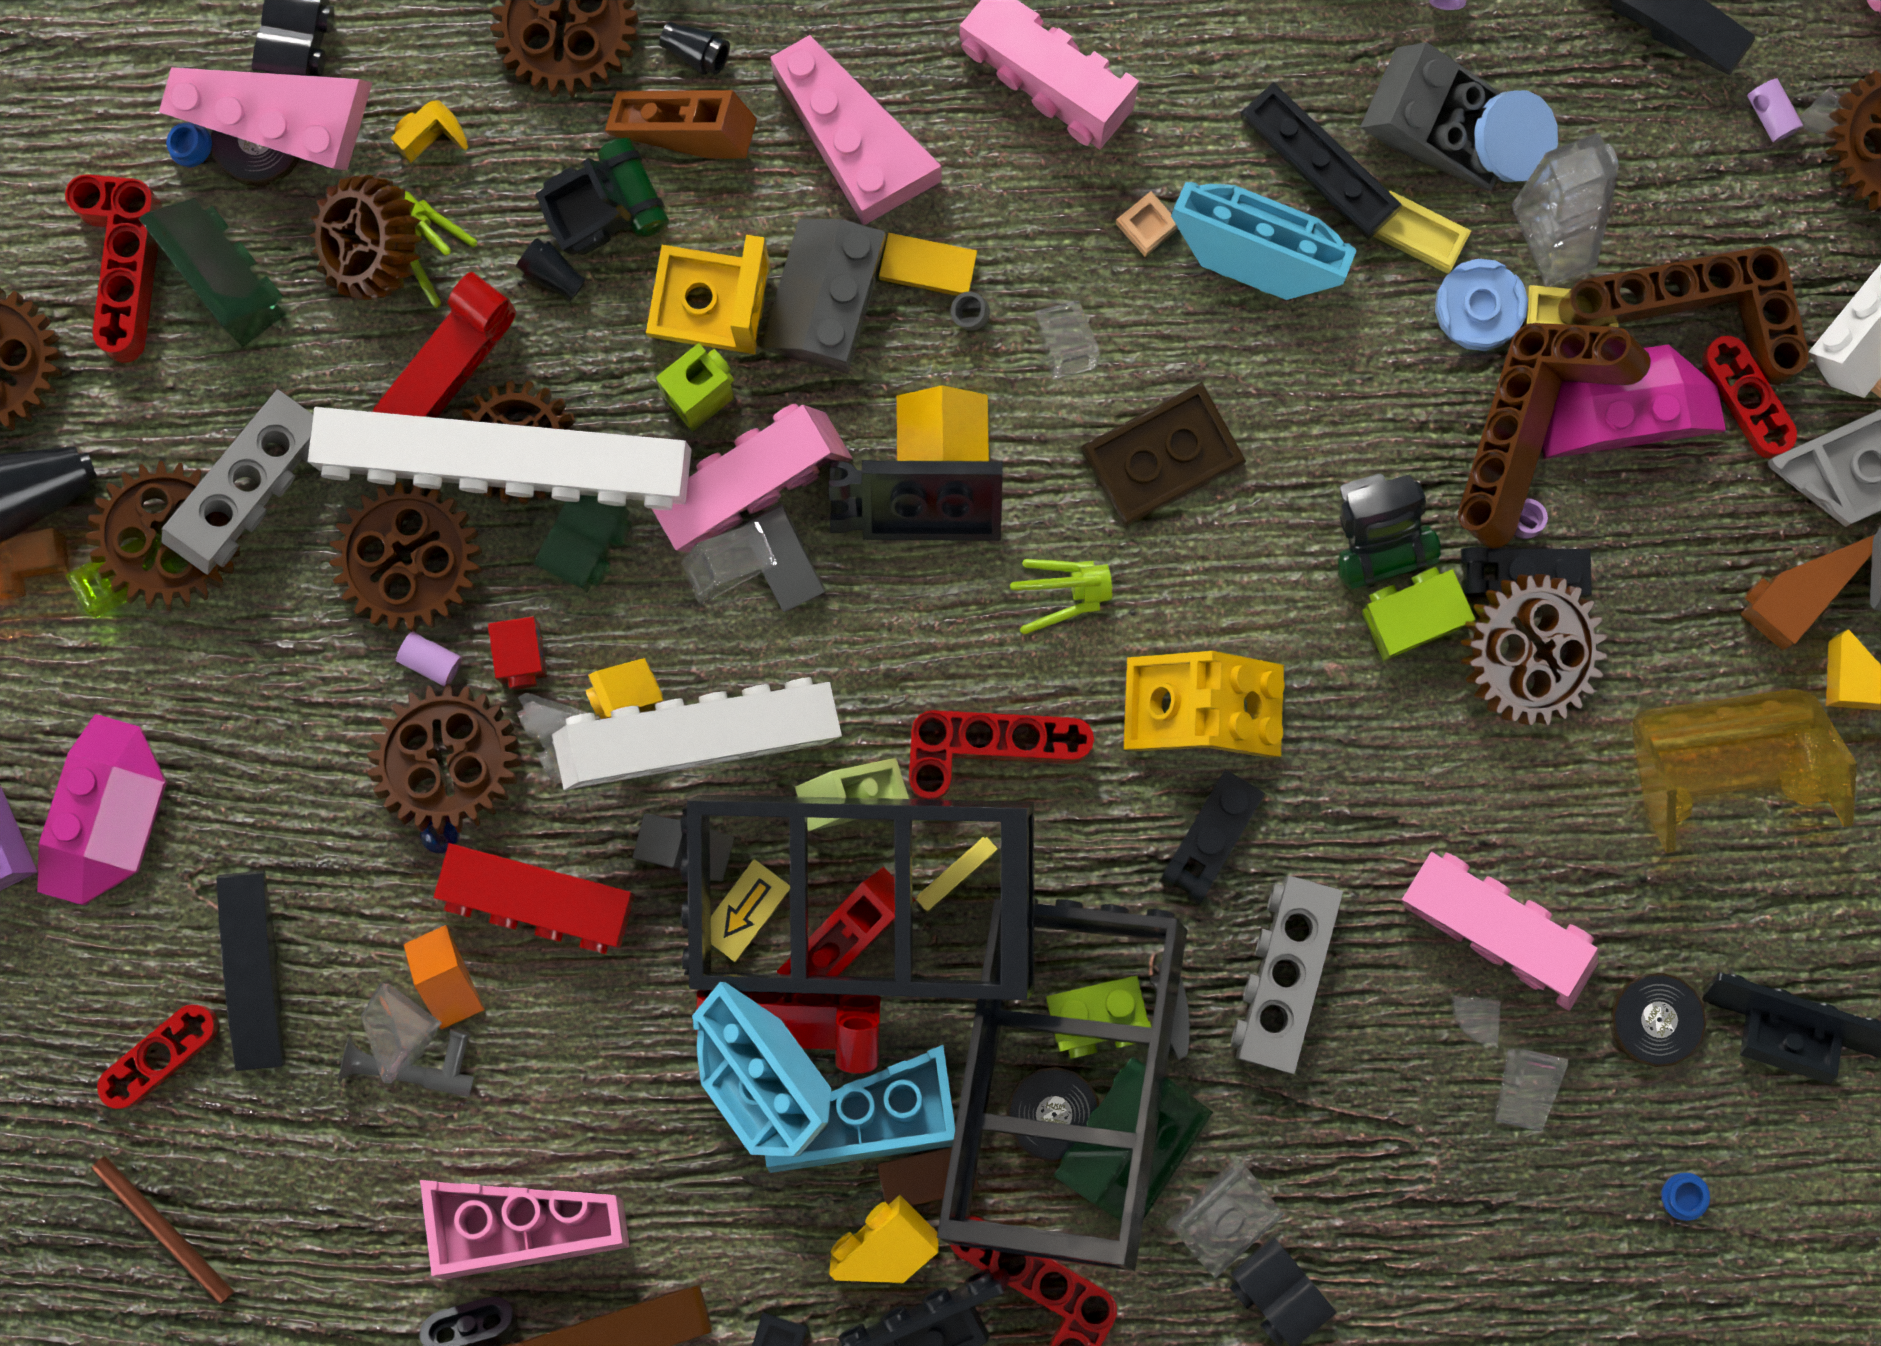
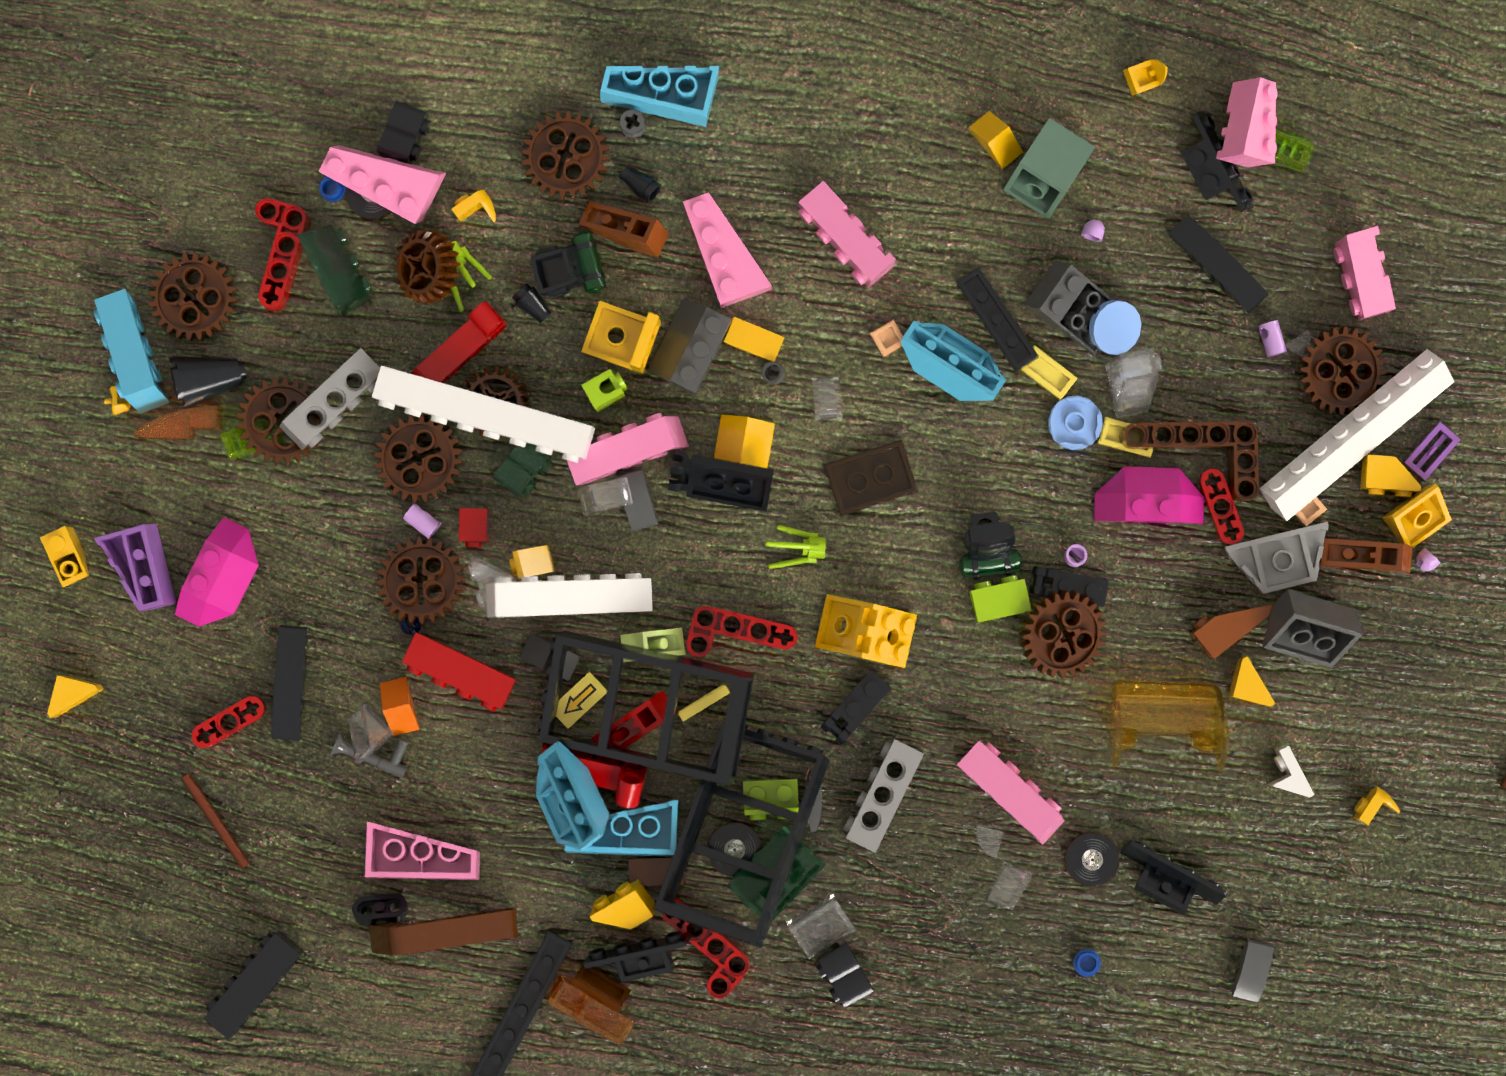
camera: 15 degrees right, 5 degrees up
(1522, 409) = (1083, 494): reddish brown beam -> none

